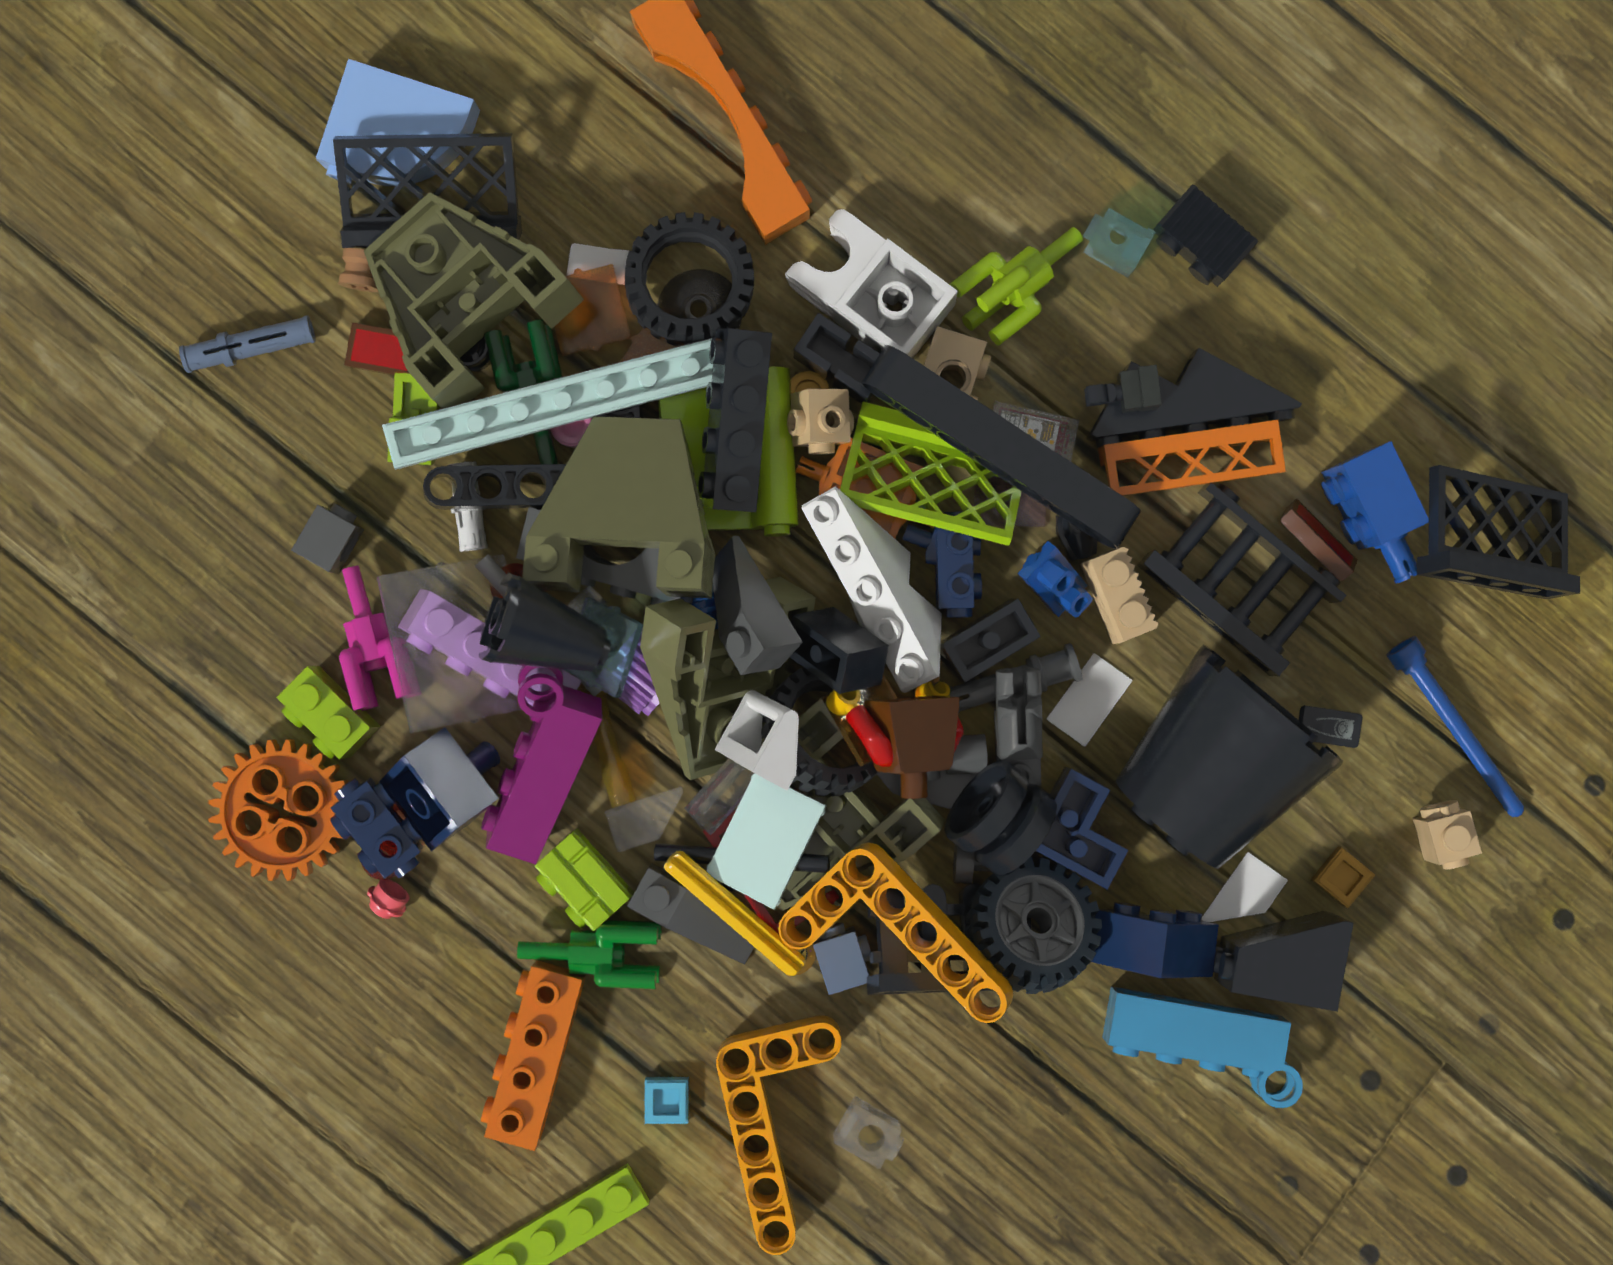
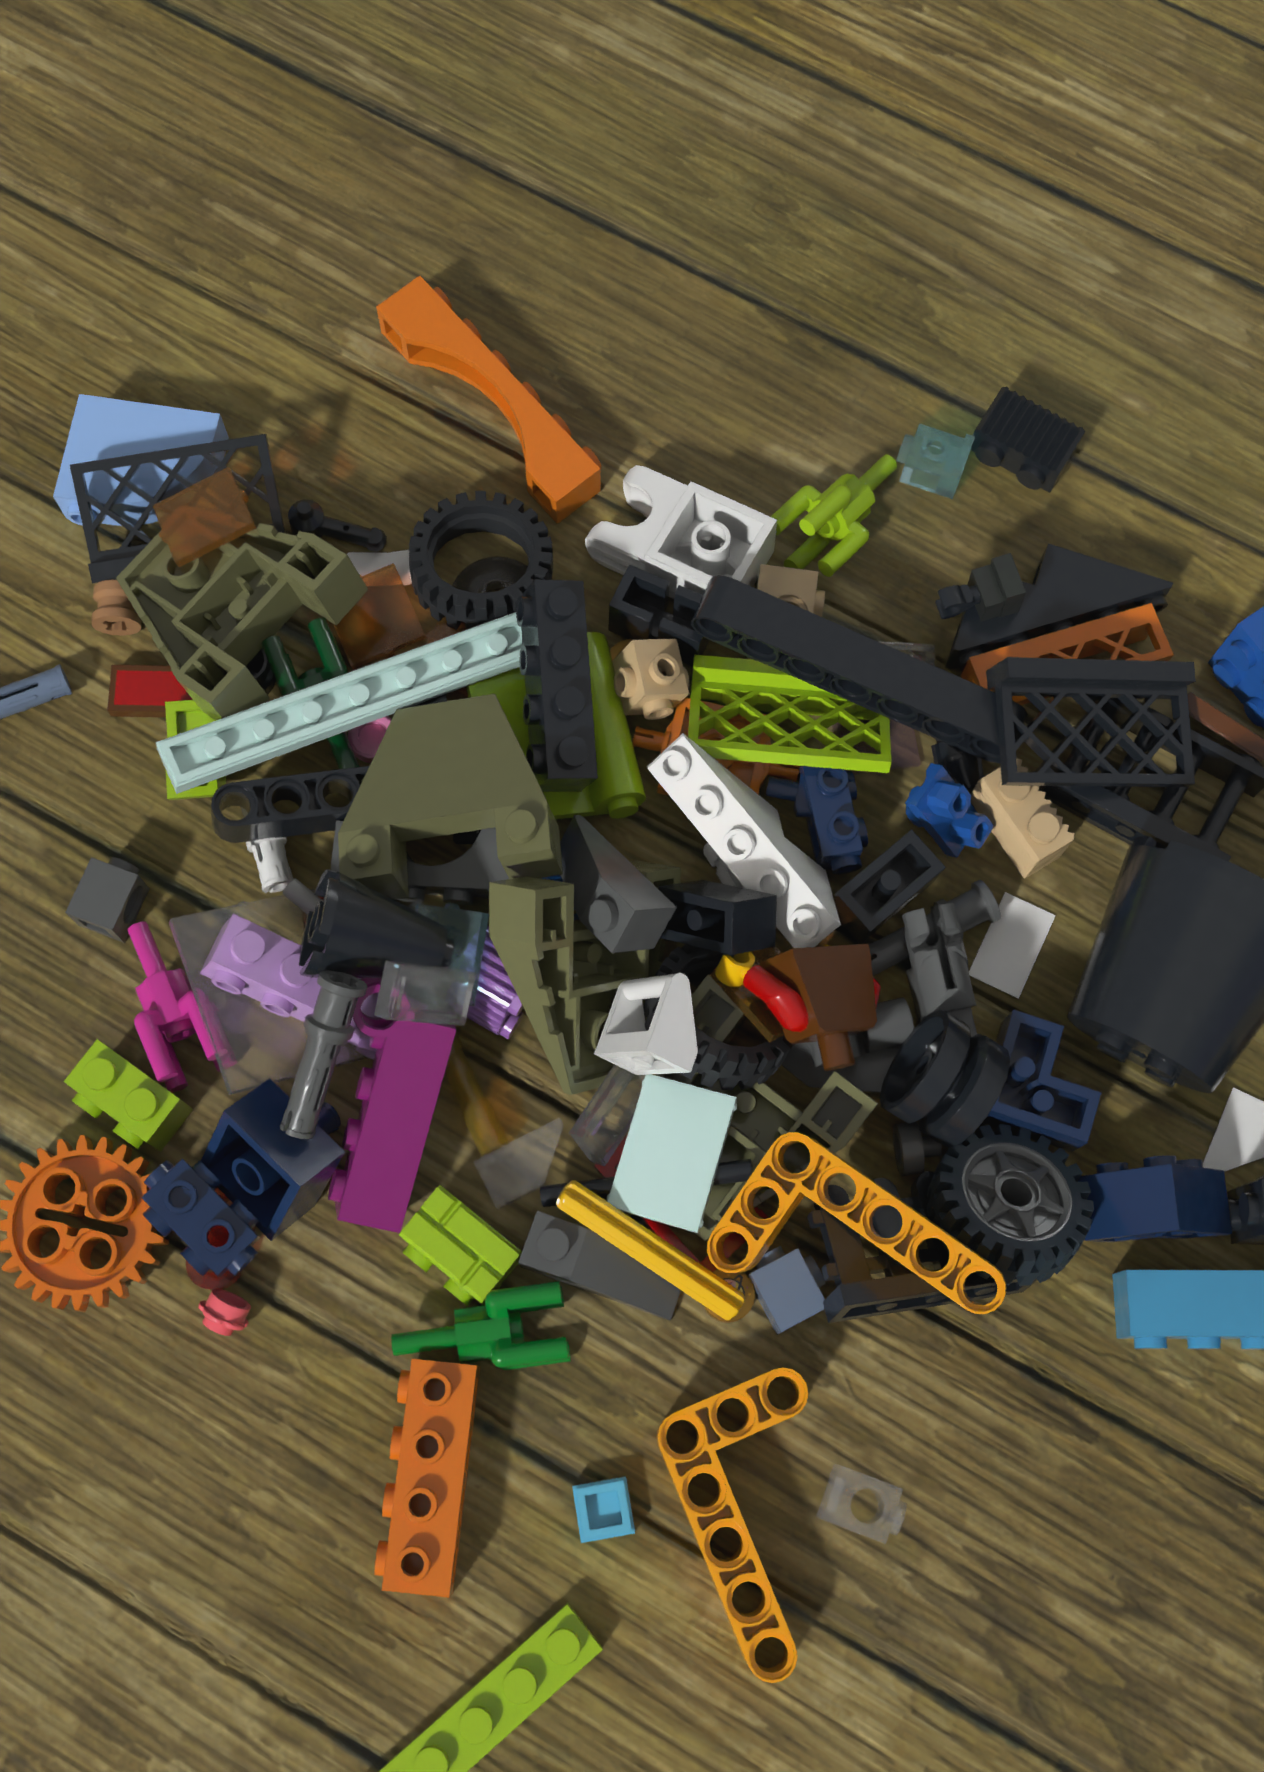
camera: 10 degrees left, 15 degrees down
(447, 208) = (204, 517): none -> clear orange piece
(494, 710) = (327, 1031): none -> dark grey pin
(542, 211) = (309, 518): none -> black piece
(579, 690) = (424, 993): none -> clear tile
(1197, 492) = (1086, 680): none -> black fence

